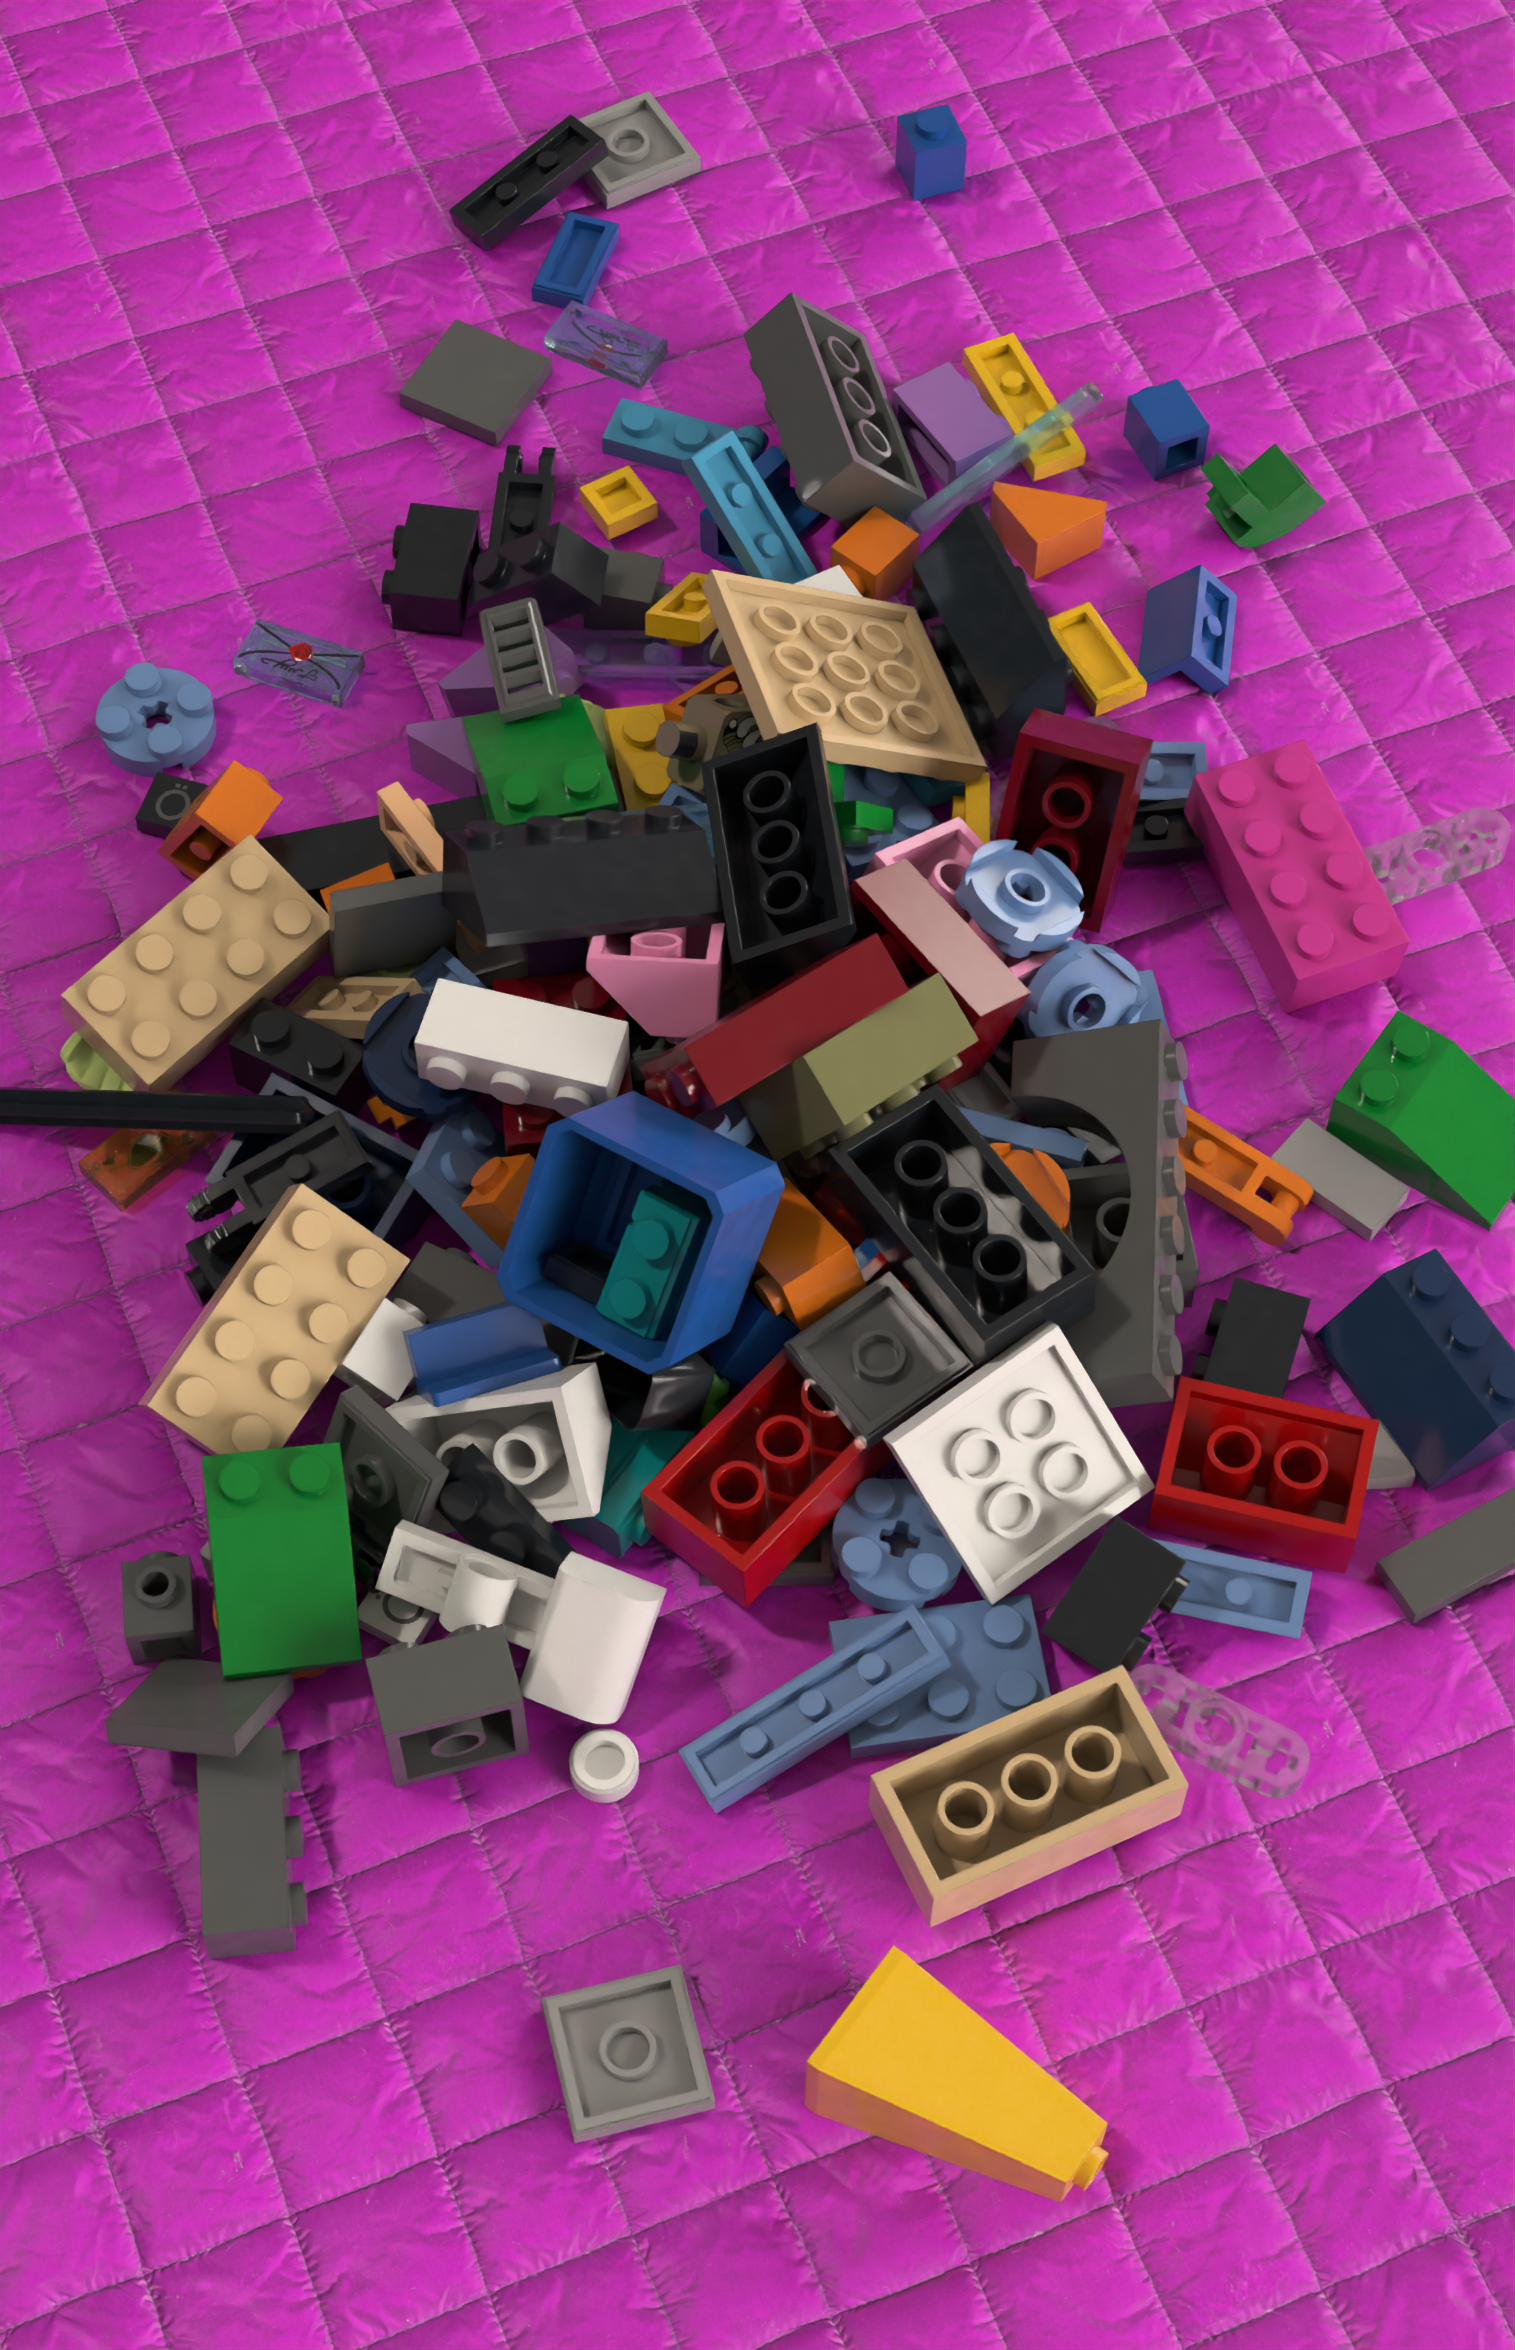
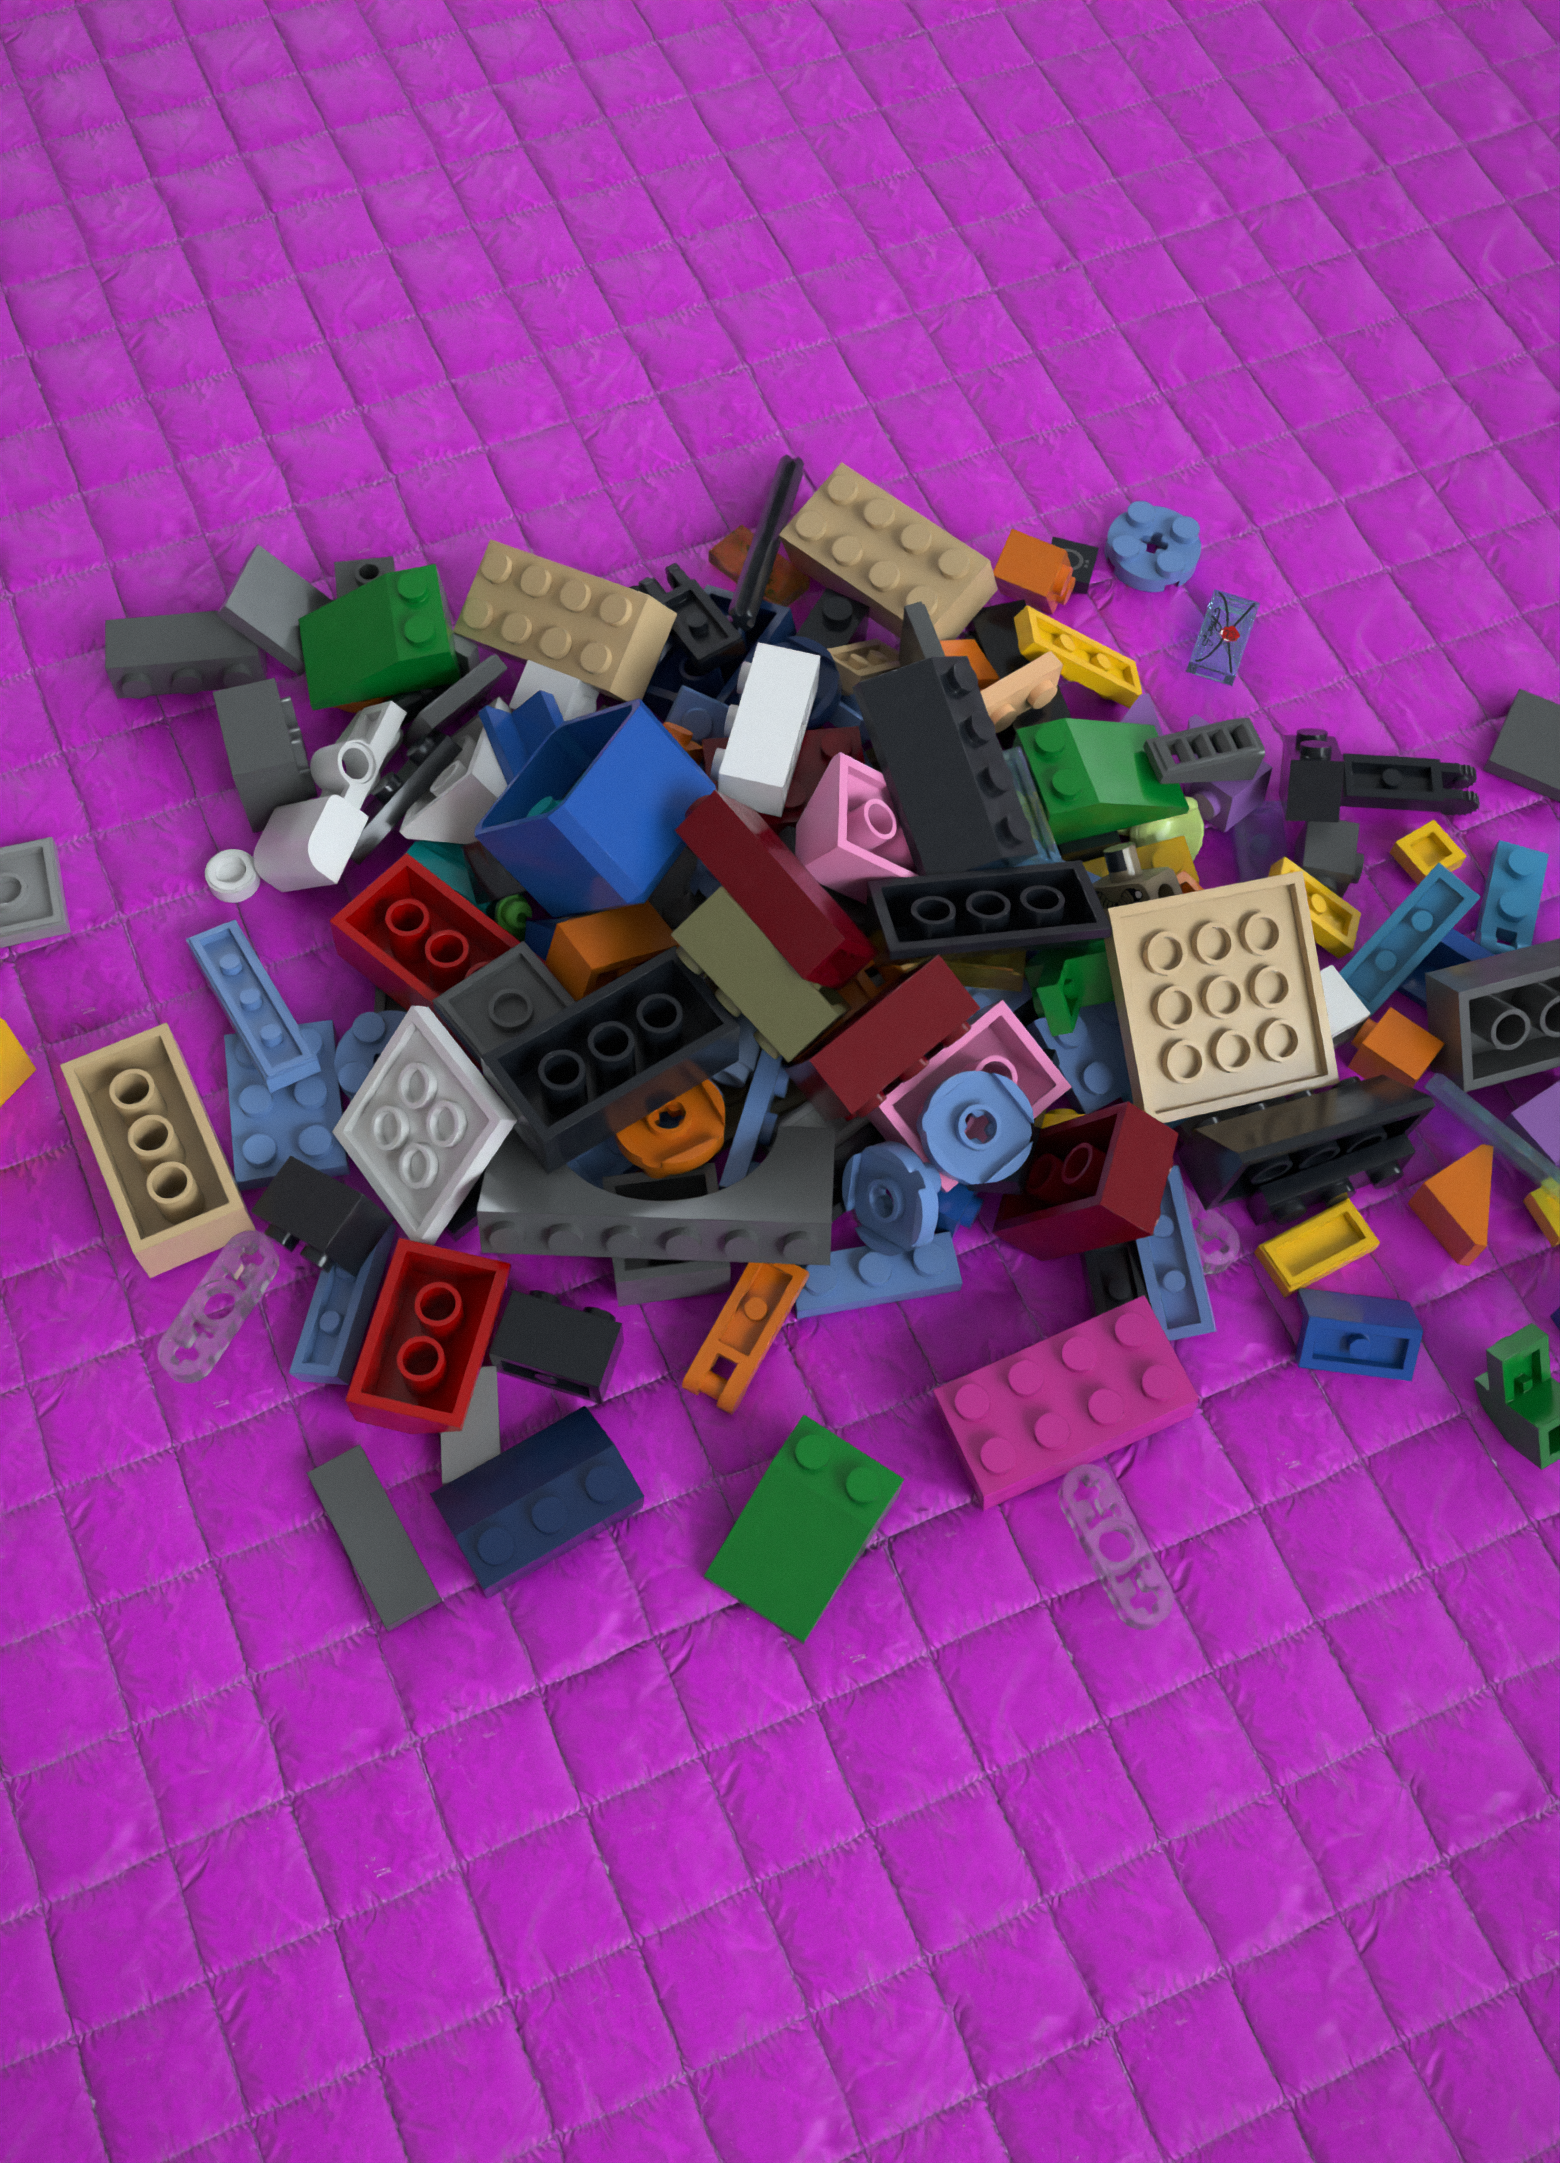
camera: 85 degrees right, 5 degrees up
(347, 790) = (1082, 658): none -> yellow plate
(433, 569) = (1342, 709): black brick -> none
(1342, 1179) = (748, 1439): light grey tile -> none

